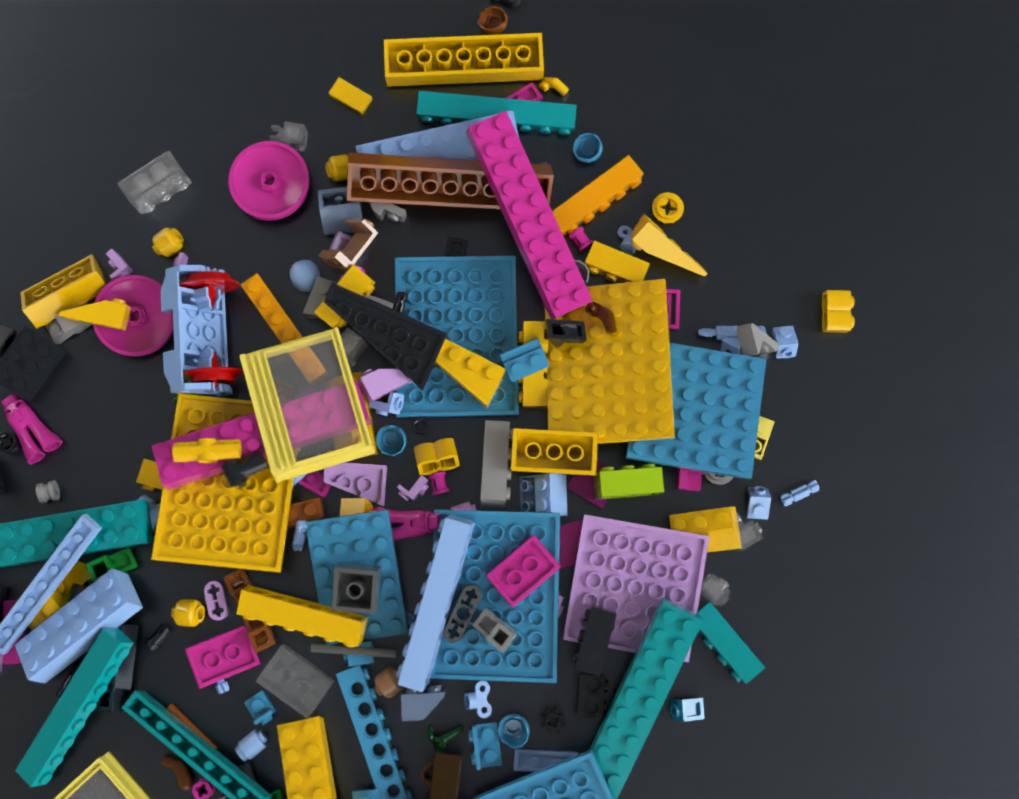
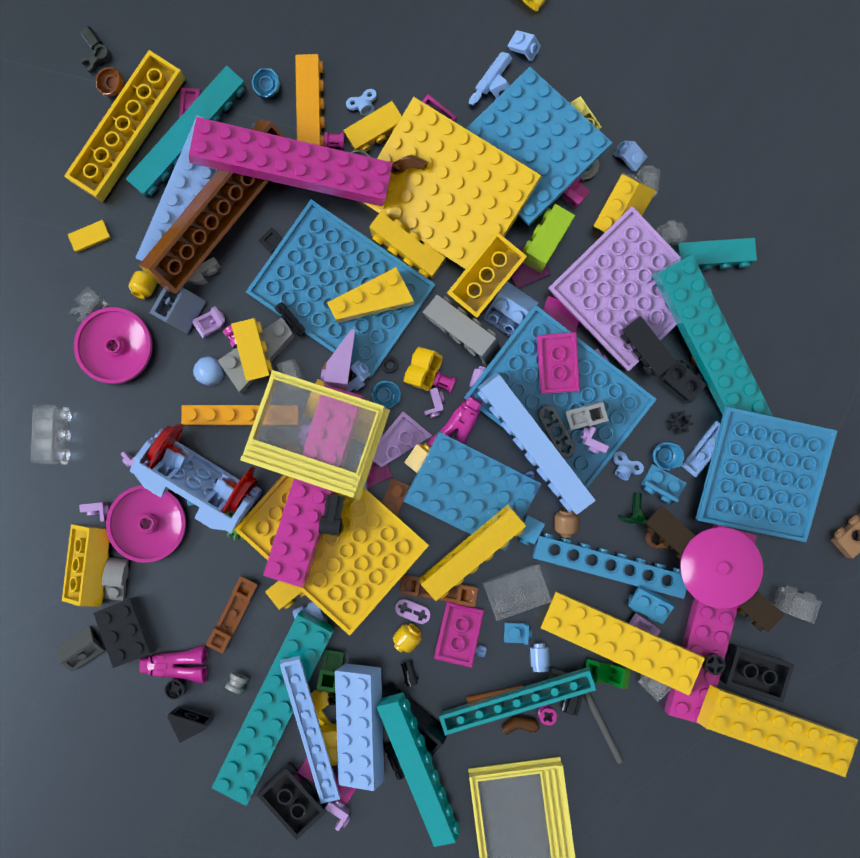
camera: 45 degrees left, 5 degrees up
(104, 313) = (128, 545): yellow slope -> none
(104, 445) = (232, 615): none -> dark orange slope
(167, 242) = (104, 458): yellow head -> none
(207, 450) = (298, 534): yellow piece -> none
(299, 535) = (409, 513): light blue axle -> none
(355, 247) = (216, 315): medium nougat panel -> none
(356, 587) = (482, 496): dark grey brick -> none
(361, 651) = (527, 530): dark grey bar -> none
(398, 337) = (312, 330): black wing -> none
(417, 704) = (601, 511): sand blue slope -> none
(474, 656) = (595, 446): none -> lavender bracket
(524, 360) = (399, 247): dark azure plate -> none
(553, 82) = (194, 71): yellow arm -> none
(565, 332) = (400, 200): black slope -> none
(654, 241) = (379, 84): yellow wedge -> none
(675, 203) = (357, 48): yellow gear -> none
(687, 709) = (743, 318): dark azure bracket -> none
(755, 340) = (509, 65): light grey slope -> none
(799, 493) = (645, 118): light blue axle -> none

